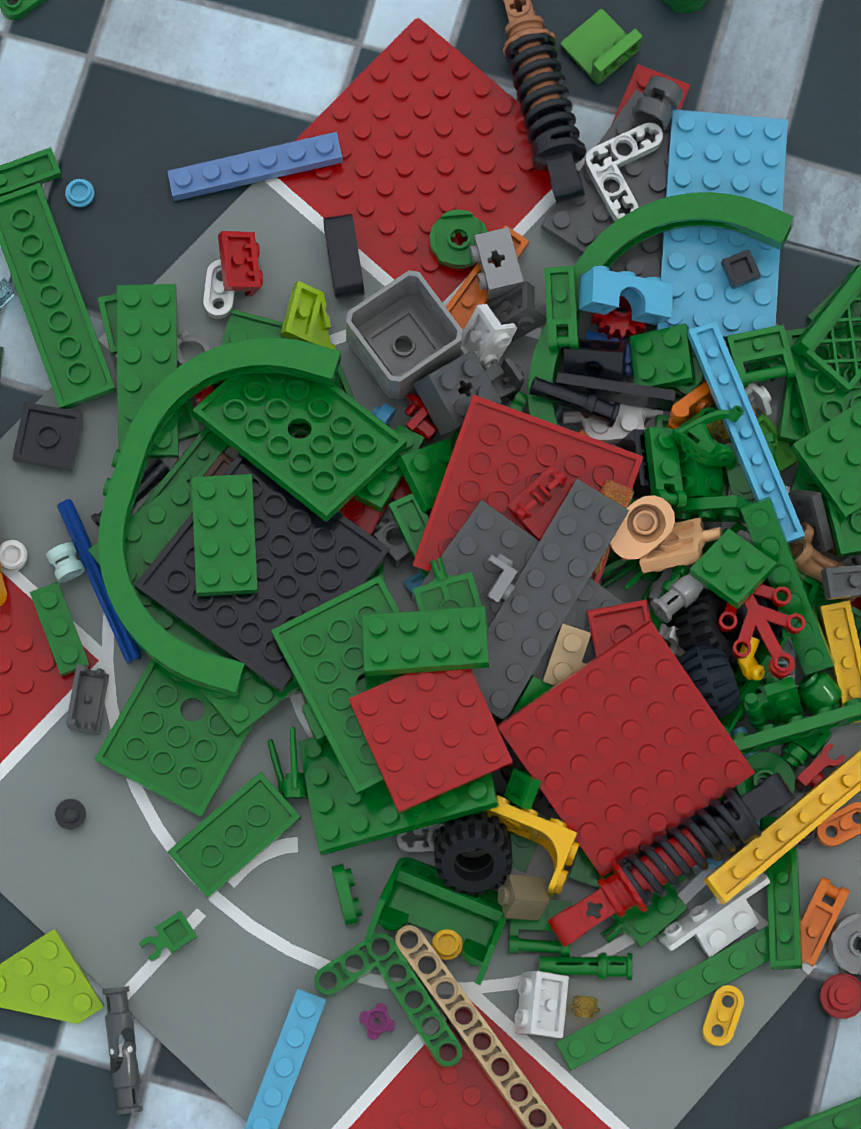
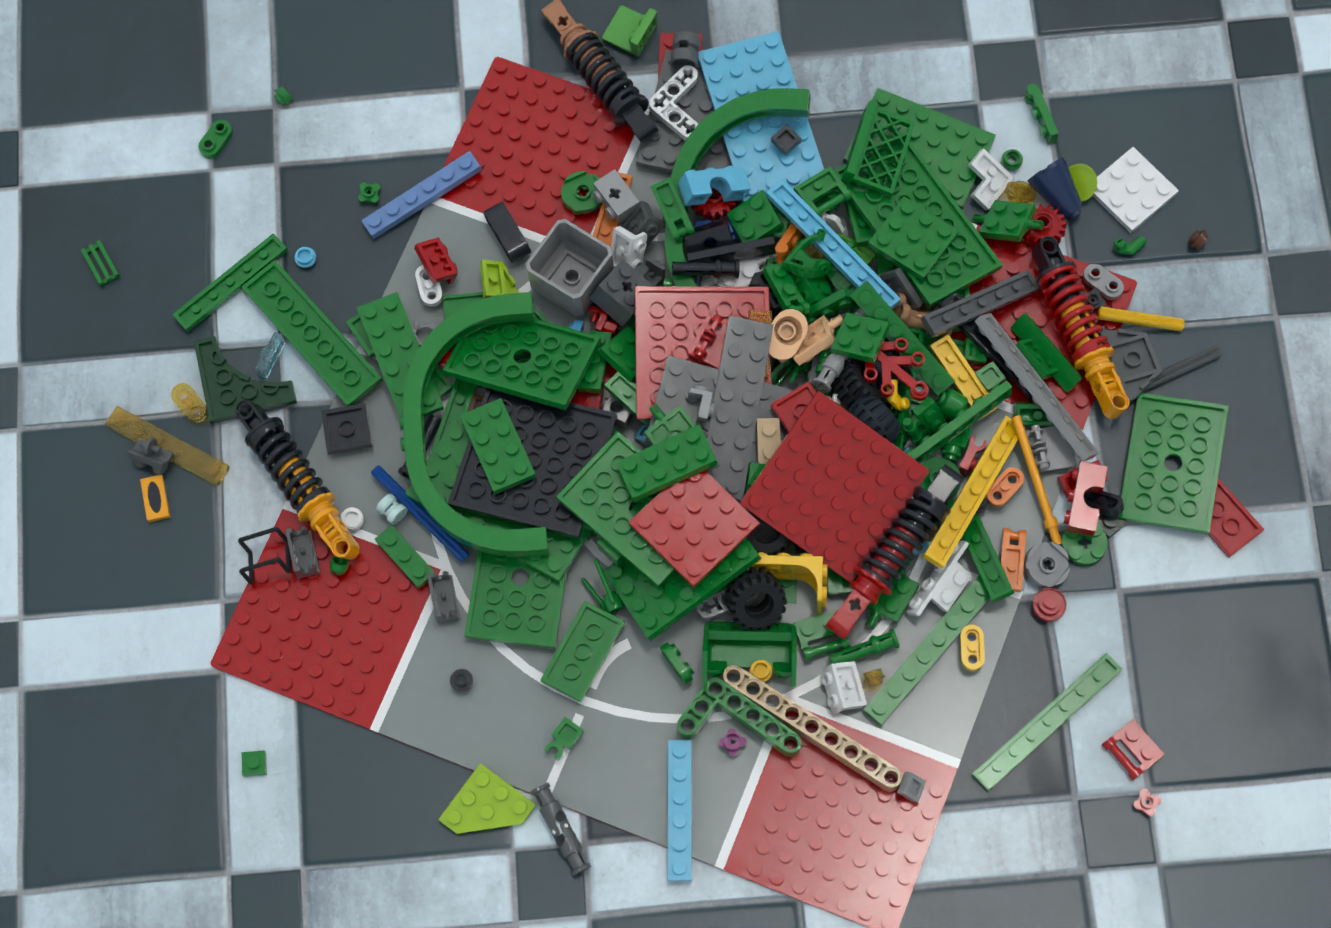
camera: 10 degrees left, 5 degrees down
(191, 146) = (369, 198): none -> green plate
(522, 788) = (772, 541): green plate -> none
(523, 897) = (802, 616): dark tan brick -> none

